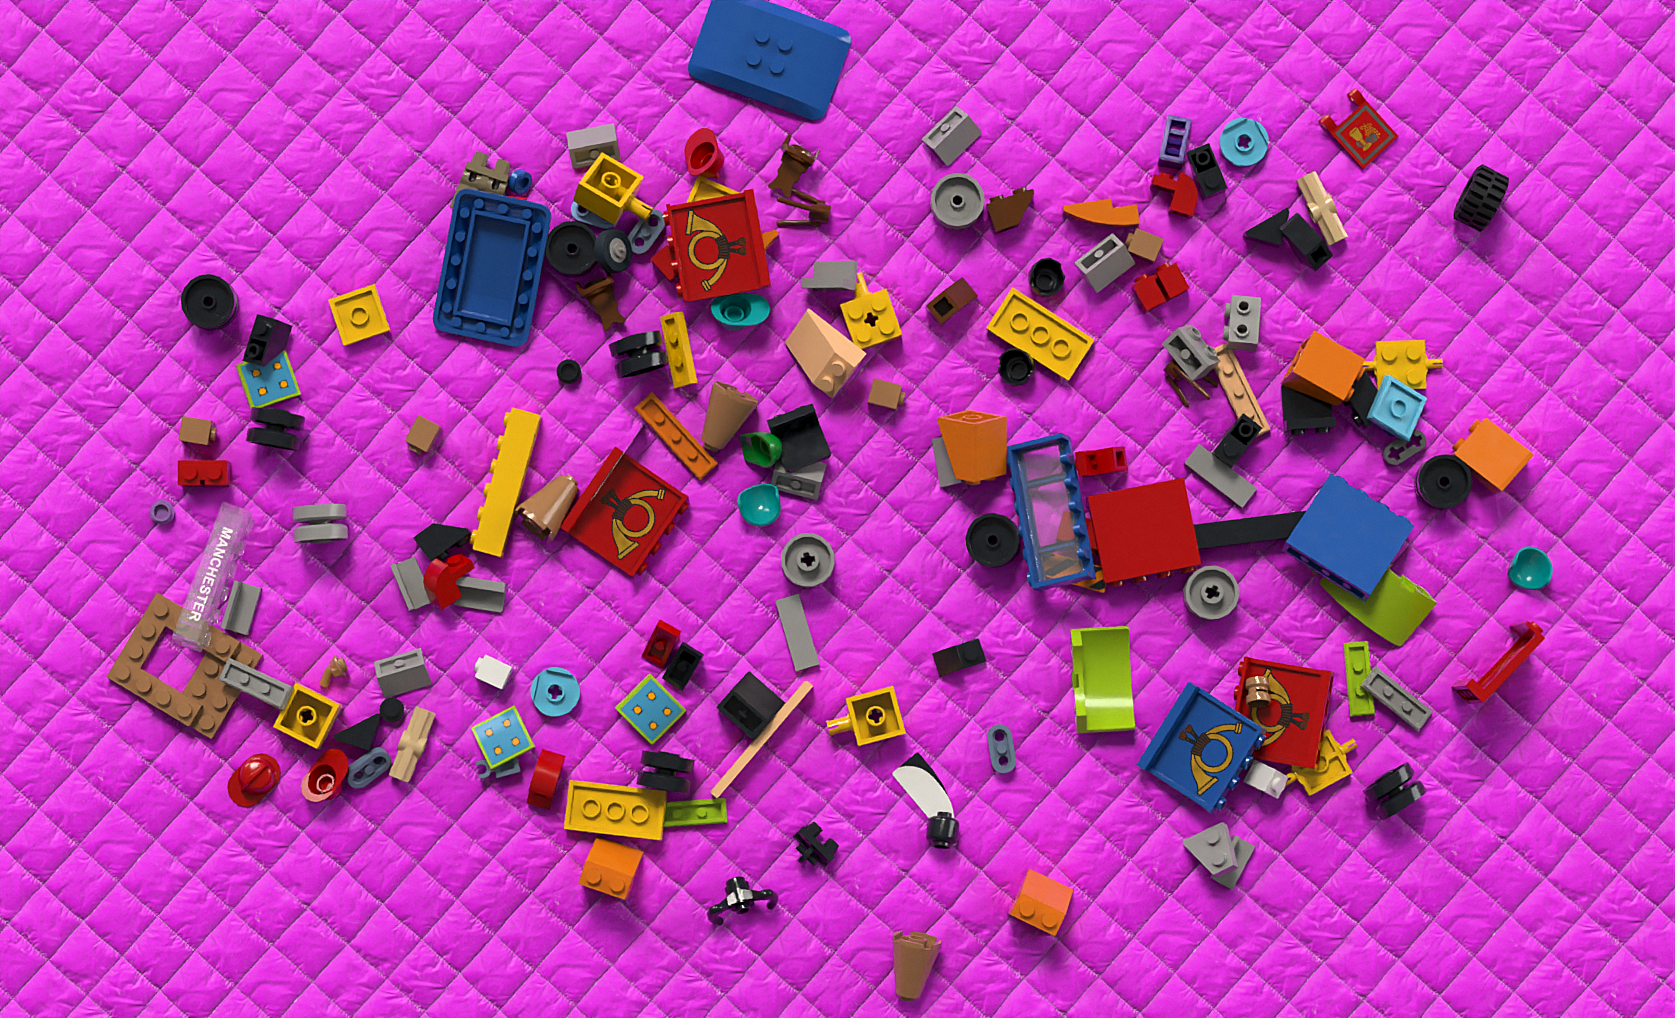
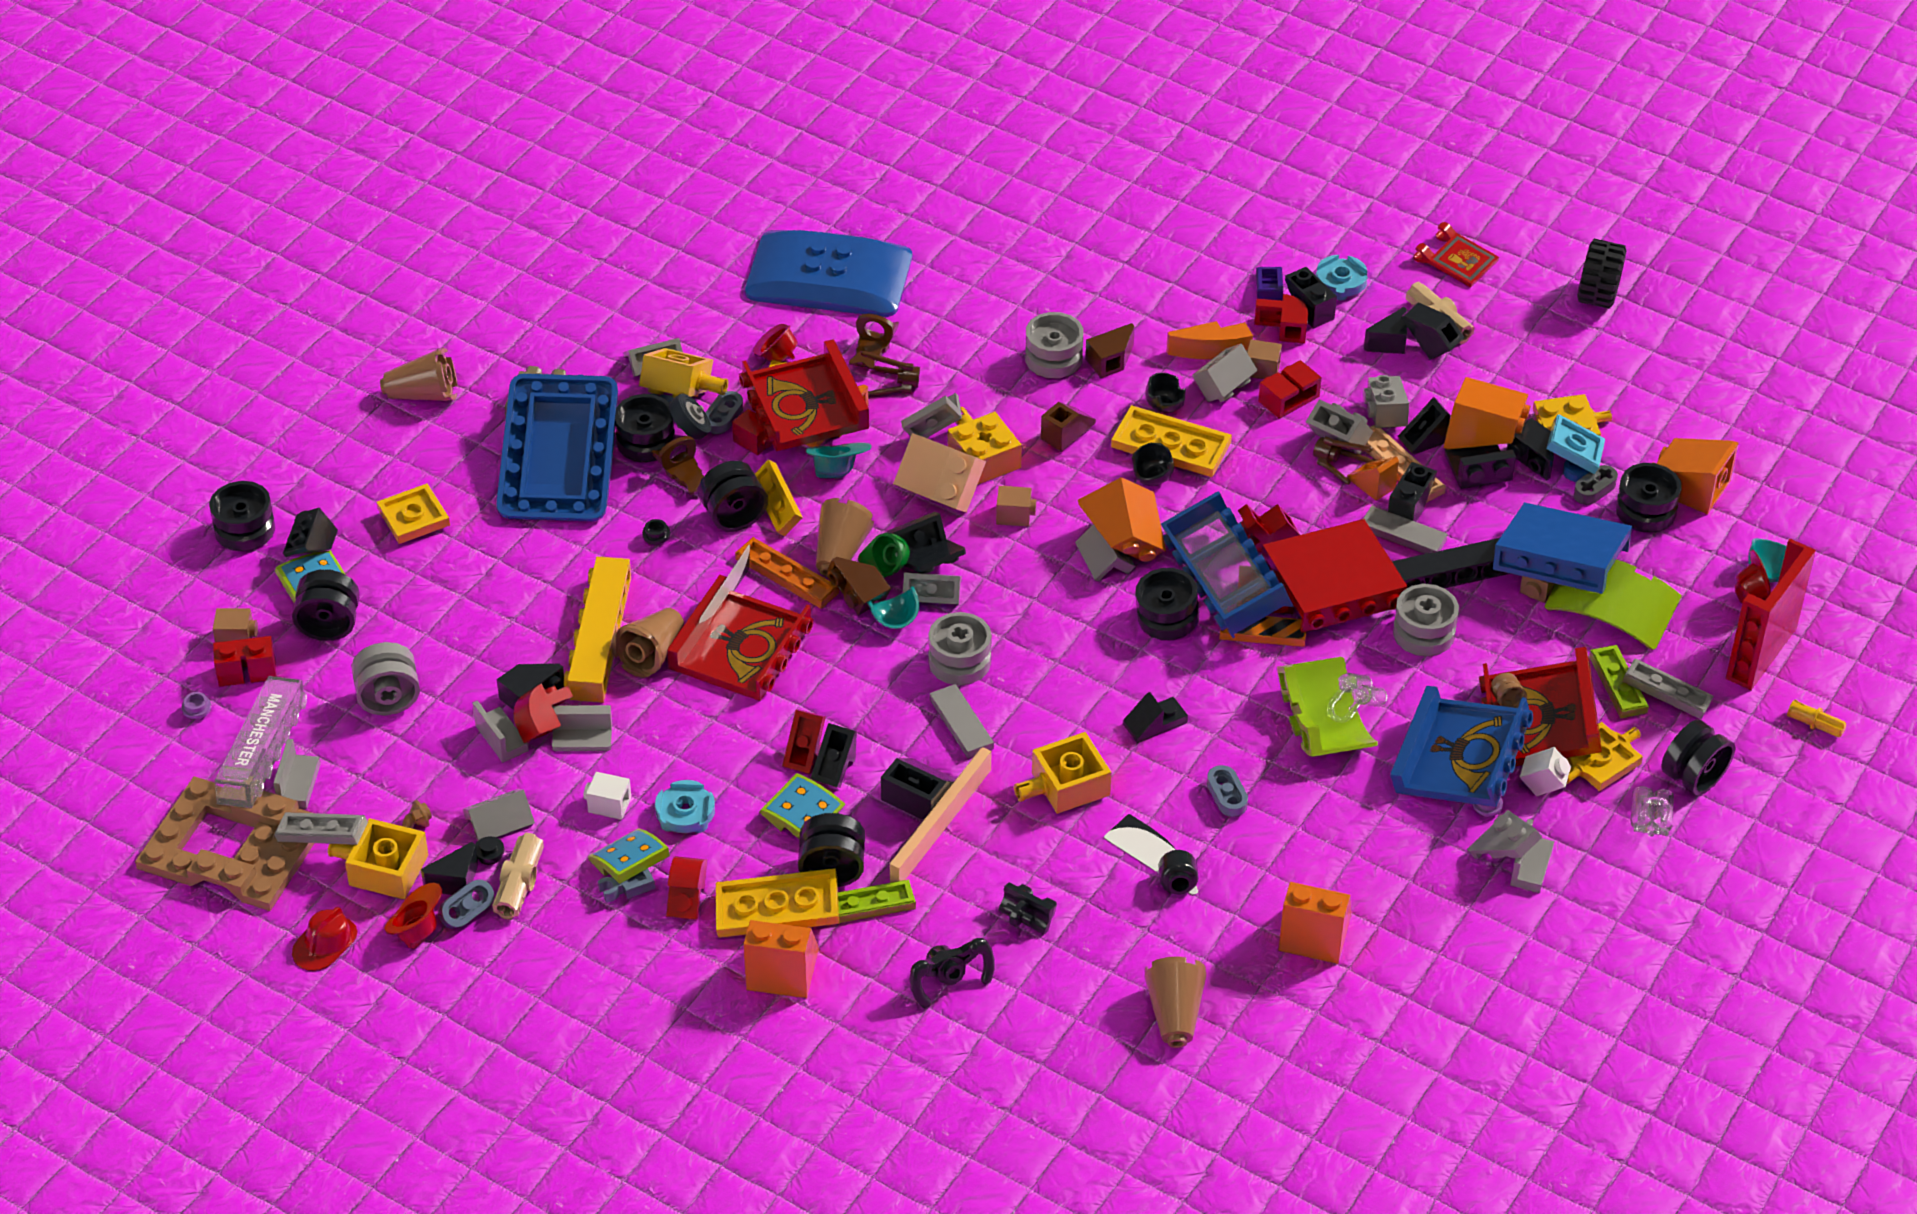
camera: 10 degrees left, 40 degrees down
(380, 152) = (422, 378): none -> medium nougat cone
(422, 435) = (497, 599): medium nougat brick -> none
(735, 473) = (858, 583): none -> reddish brown slope
(952, 135) = (1037, 300): light grey panel -> none
(1134, 666) = (1362, 692): none -> clear piece
(1210, 411) = (1376, 477): none -> orange slope
(1268, 360) = (1427, 428): none -> black slope
(1343, 829) = (1652, 811): none -> clear piece
(1503, 601) = (1753, 580): none -> red piece
(1511, 751) = (1816, 718): none -> yellow axle

